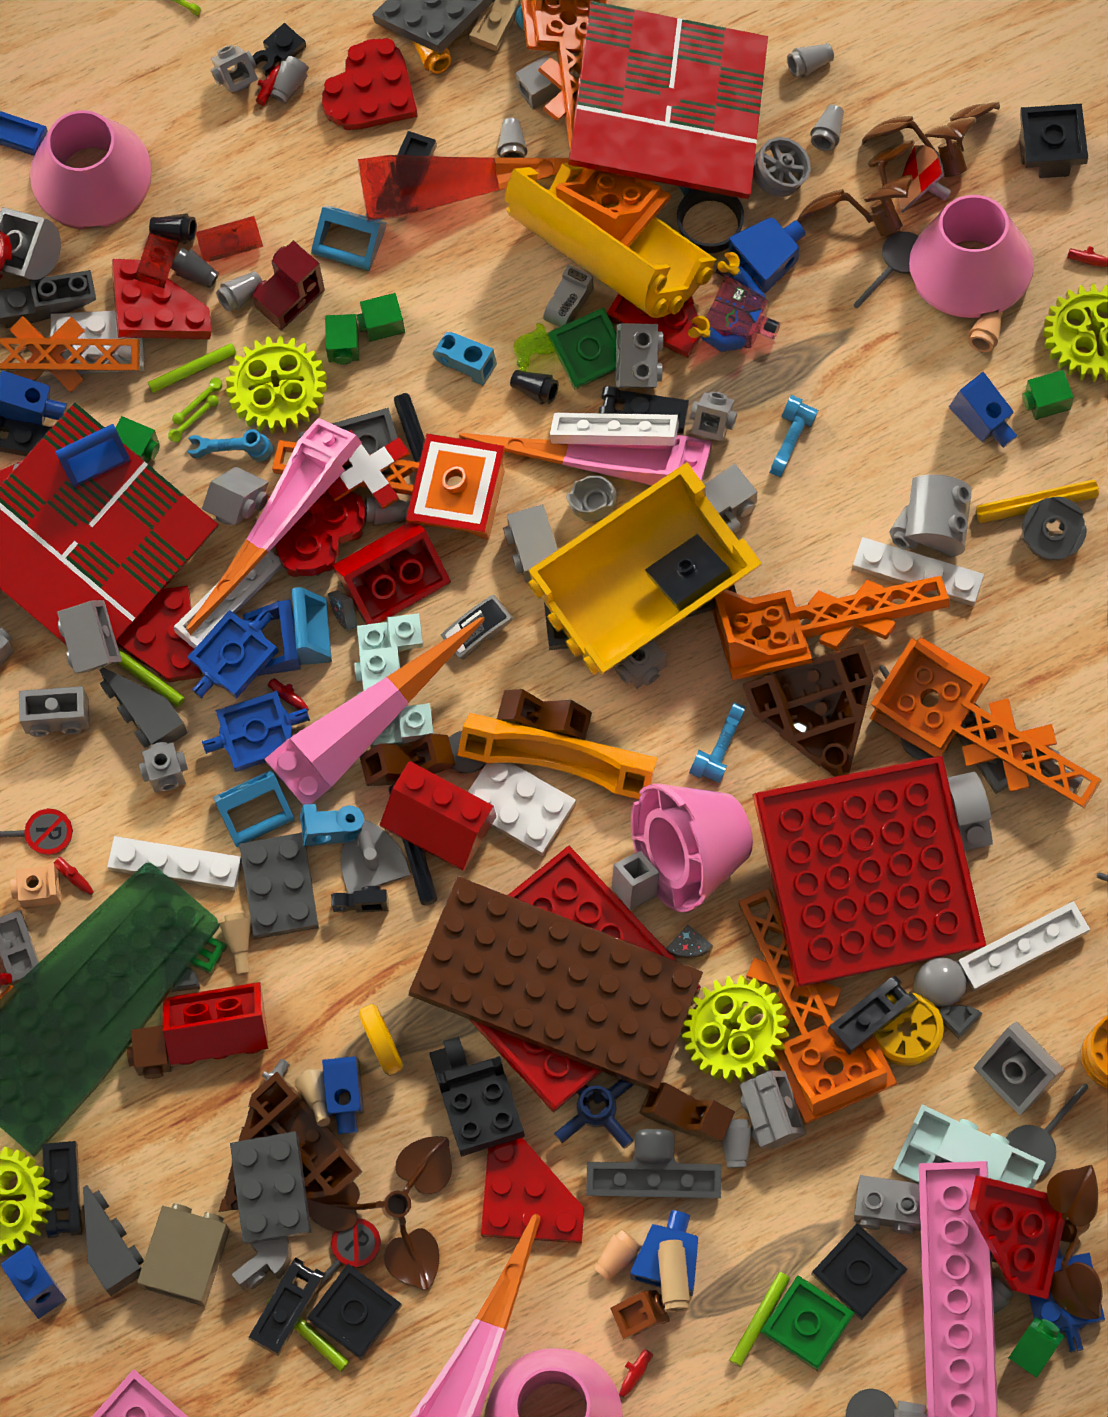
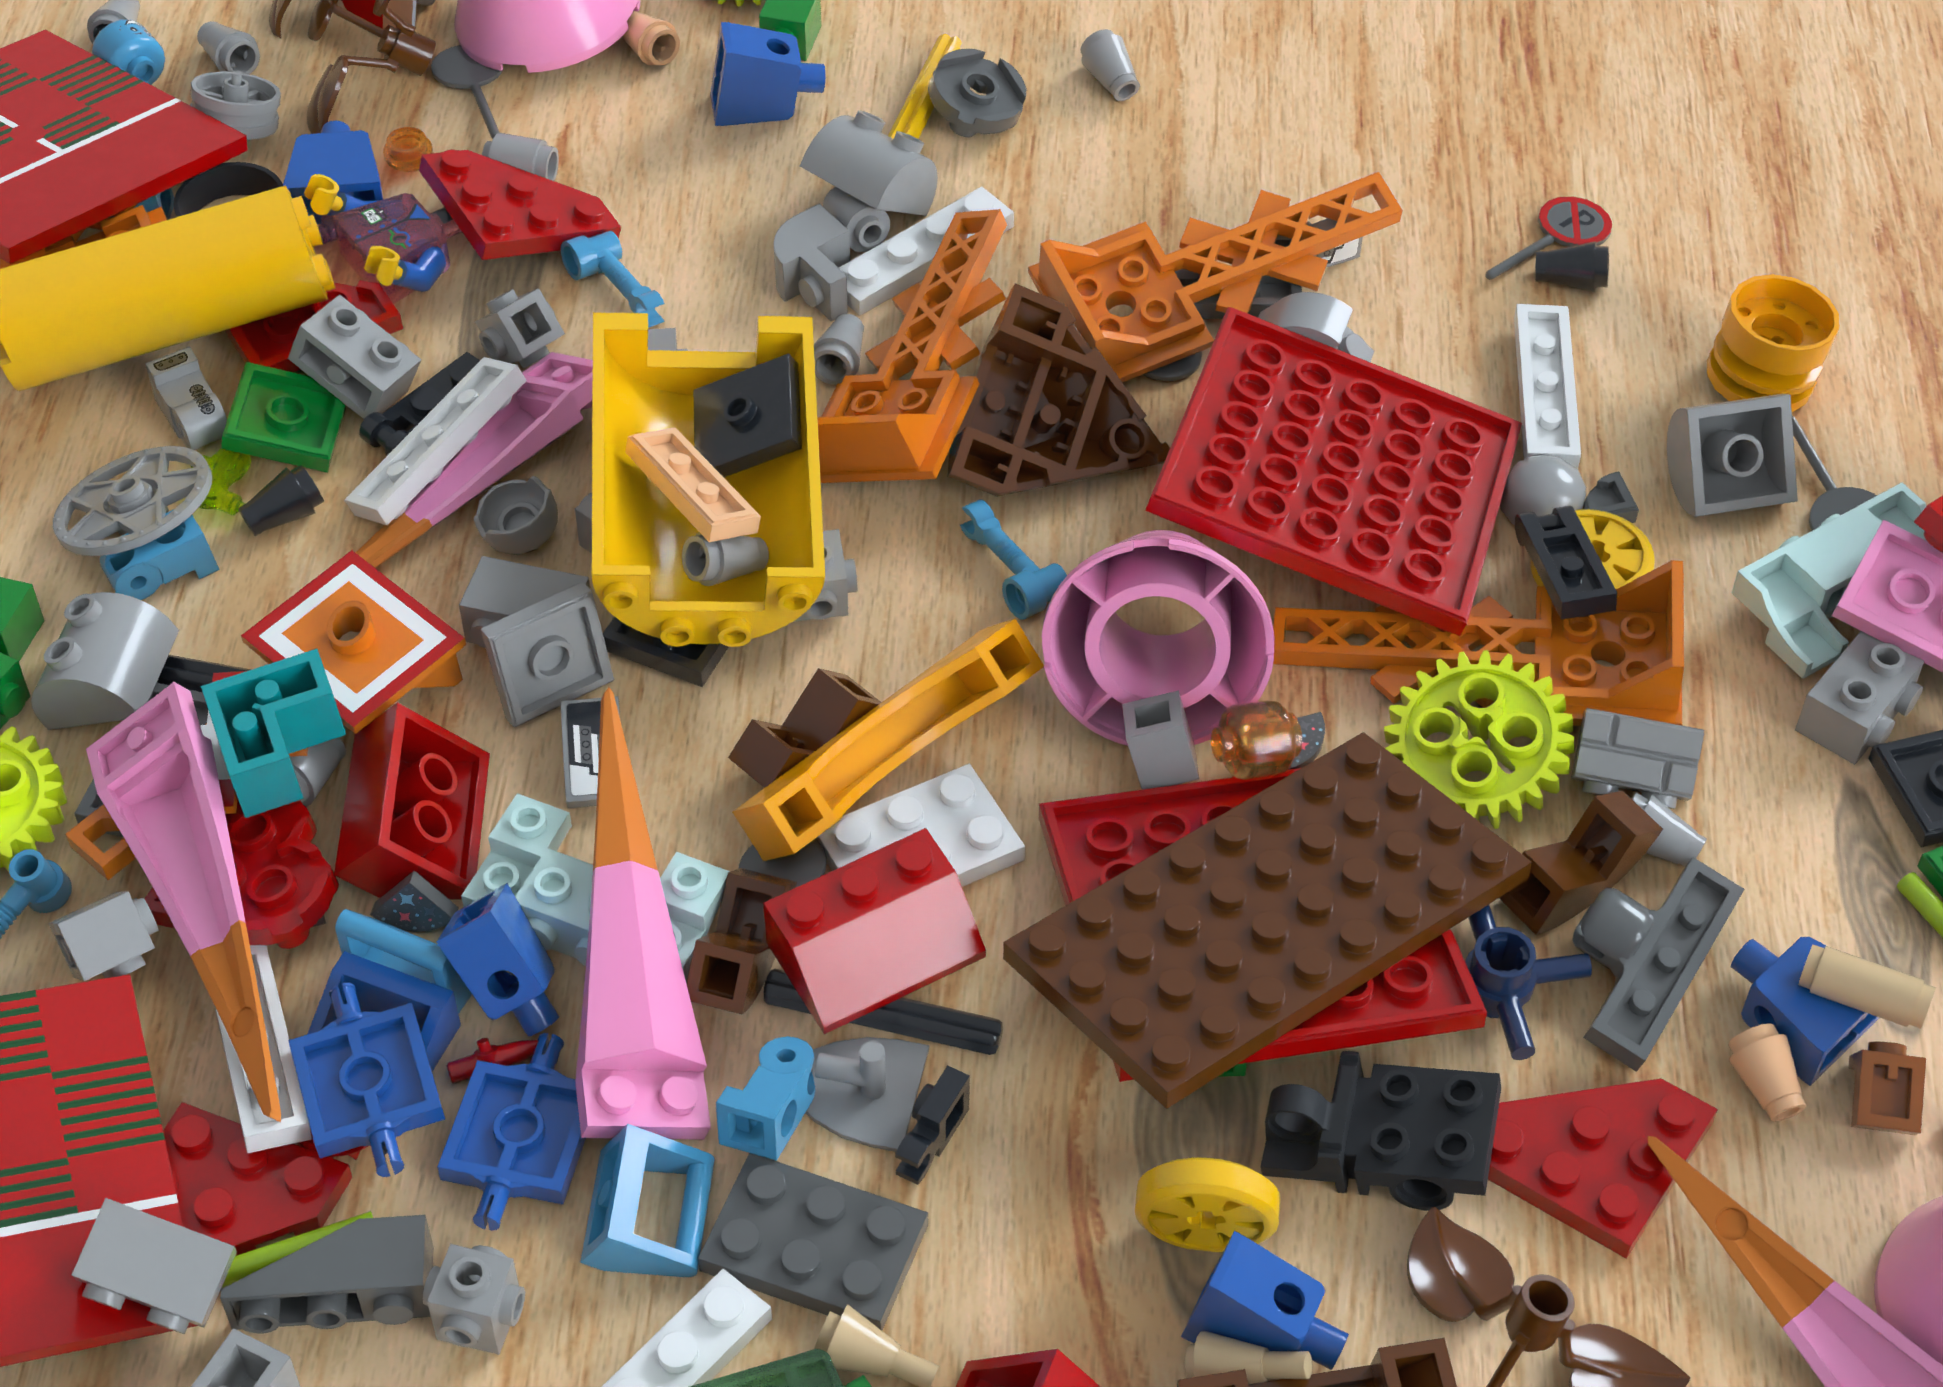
camera: 65 degrees left, 20 degrees down
(326, 665) = (498, 938): none -> blue torso
(366, 483) = (267, 717): none -> teal brick
(382, 384) = (102, 661): none -> light grey brick
(485, 322) = (134, 502): none -> light grey wheel
(504, 572) = (547, 654): none -> light grey tile
(603, 615) = (723, 559): none -> light grey cone
(626, 575) = (692, 484): none -> light nougat tile
(661, 924) = (1257, 739): none -> clear orange head
(783, 87) = (130, 49): none -> dark azure head
(799, 354) = (510, 209): none -> red plate
(809, 576) = (839, 349): none -> light grey cone
(815, 271) = (405, 148): none -> clear orange plate
(840, 332) = (524, 153): none -> light grey brick
(866, 517) = (808, 260): none -> light grey brick

